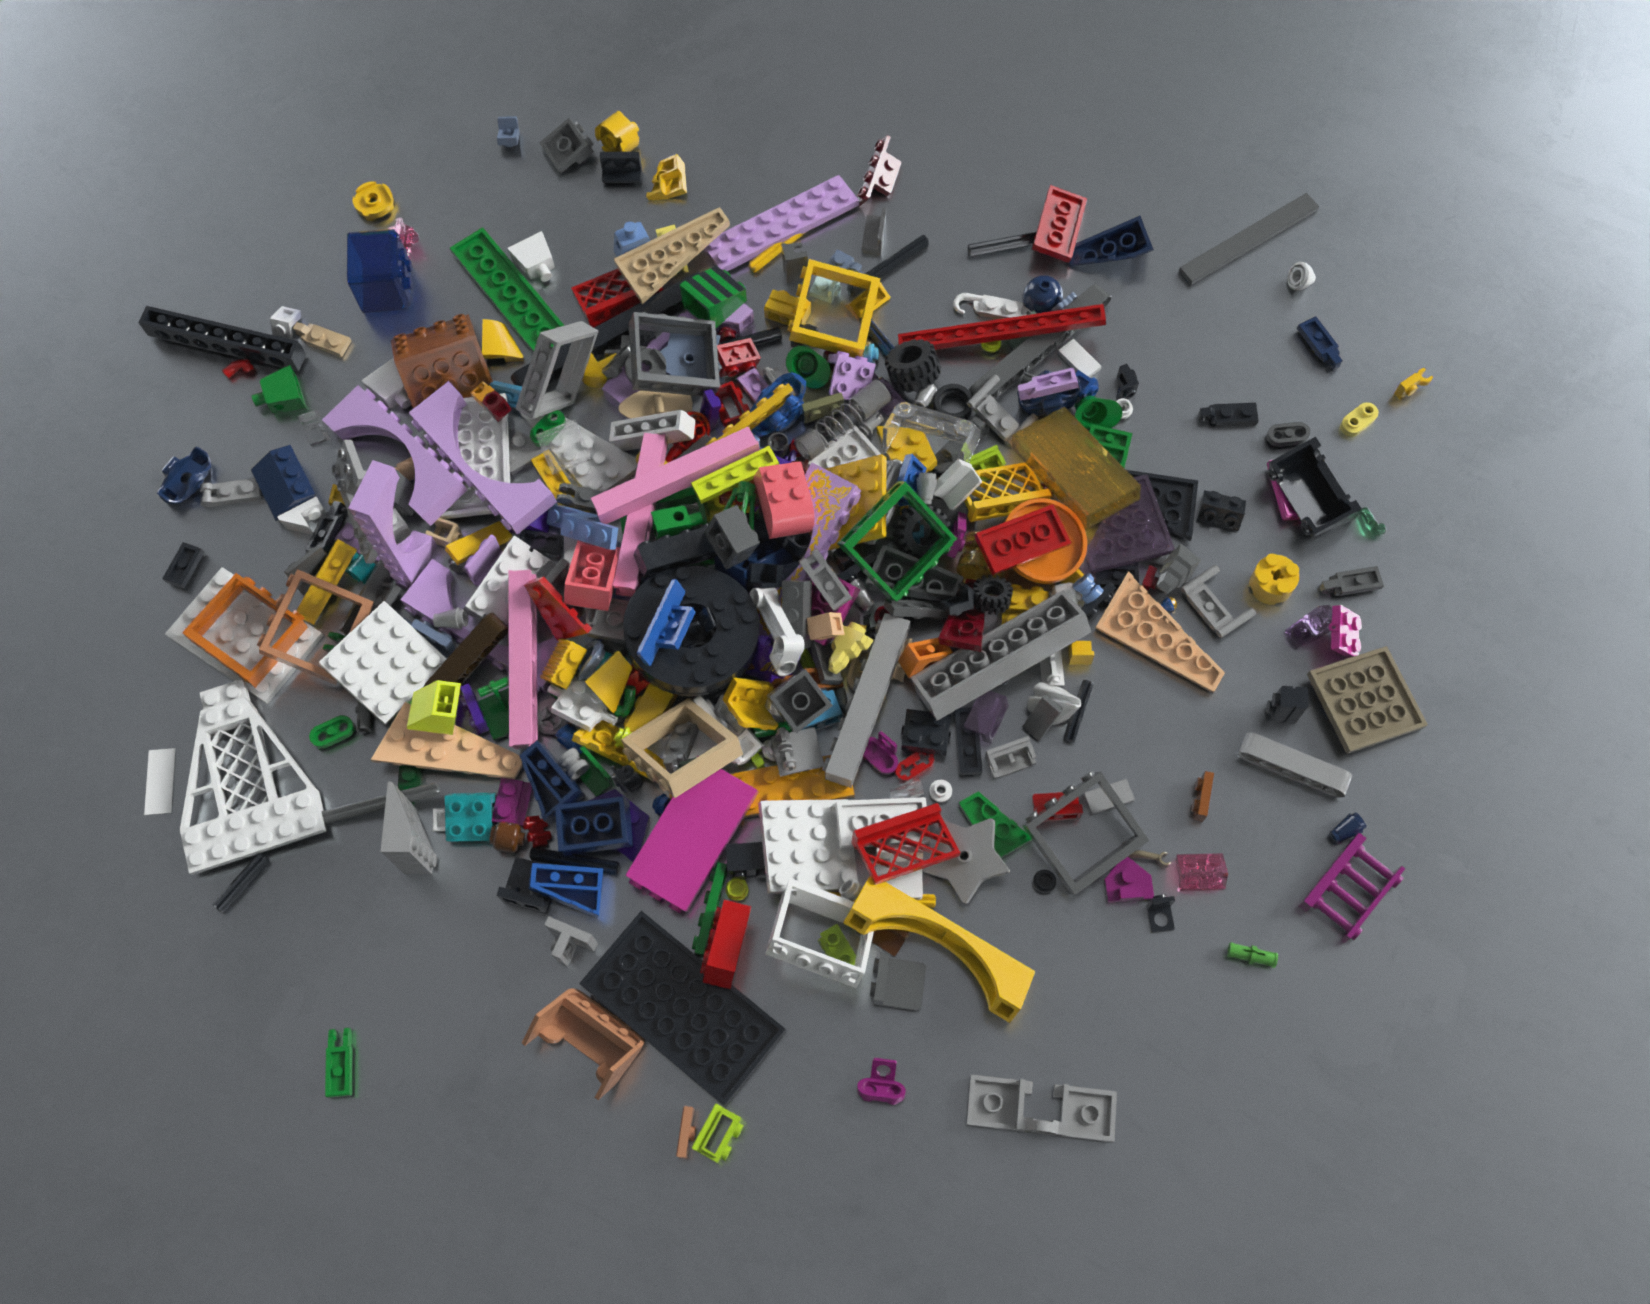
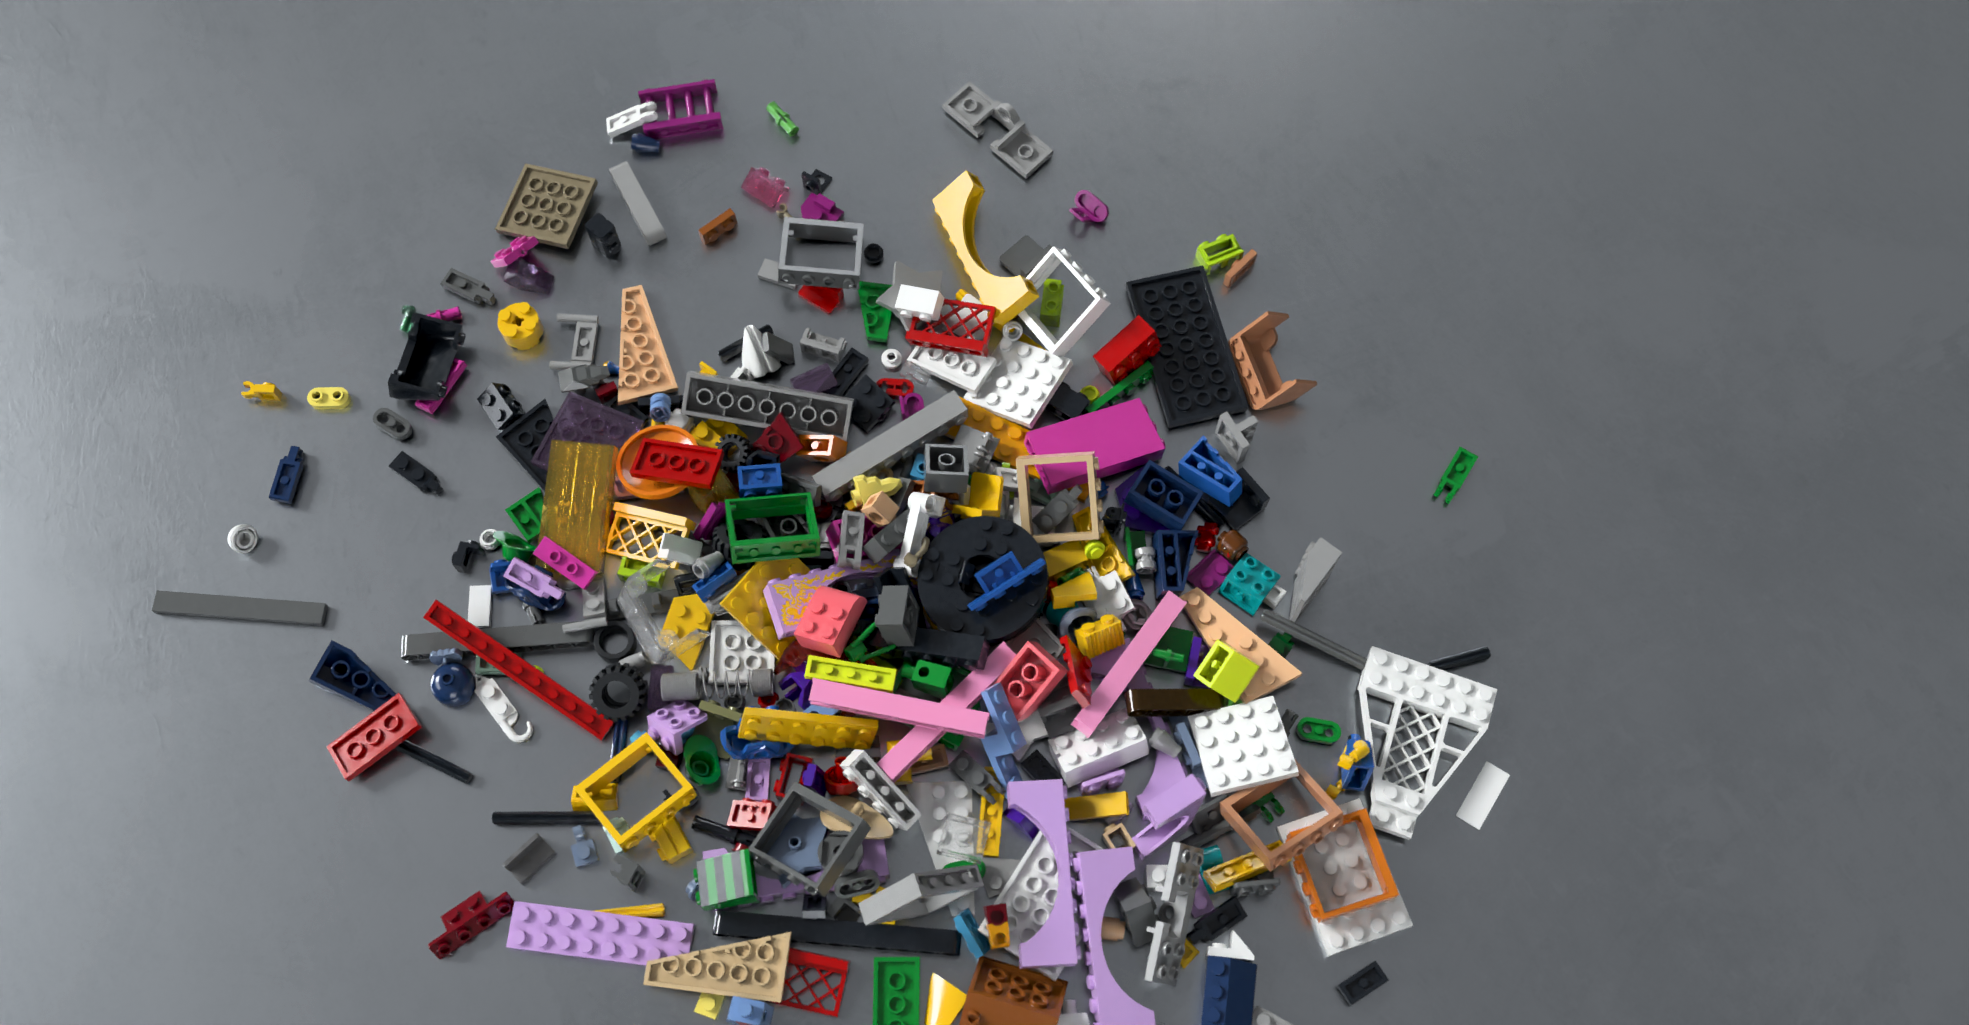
camera: 145 degrees left, 0 degrees up
(278, 714) = (1355, 765): none -> torso
(759, 590) = (911, 560): none -> dark tan piece
(946, 580) = (759, 480): none -> blue bracket
(949, 838) = (919, 303): none -> white brick
(1041, 419) = (565, 562): none -> dark pink plate
(1347, 542) = (448, 315): none -> dark pink pin
(1384, 838) = (631, 118): none -> white hinge

